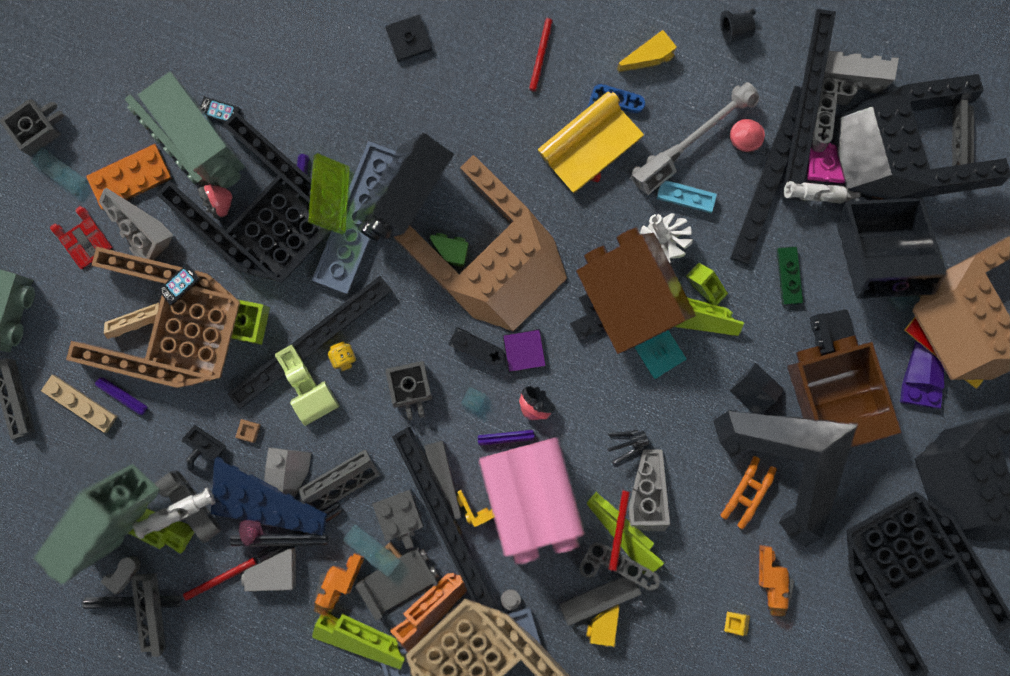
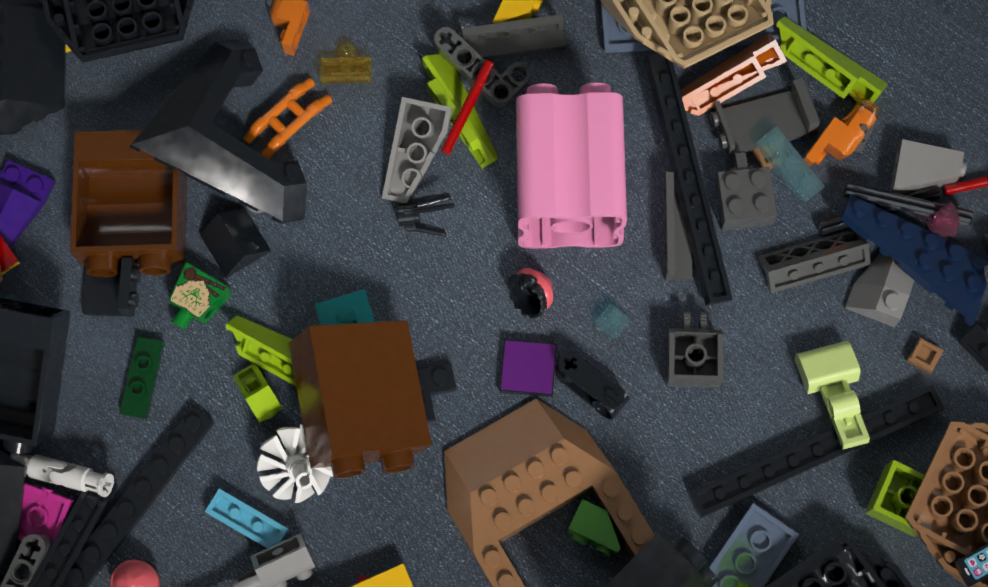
camera: 160 degrees left, 10 degrees down
(341, 356) = (778, 419): yellow head -> none
(483, 515) = (641, 168): yellow bracket -> none
(507, 437) = (581, 262): dark purple axle -> none
(510, 599) = (625, 65): light grey plate -> none
(717, 543) = (347, 67): none -> clear yellow plate
(771, 341) = (197, 297): none -> torso

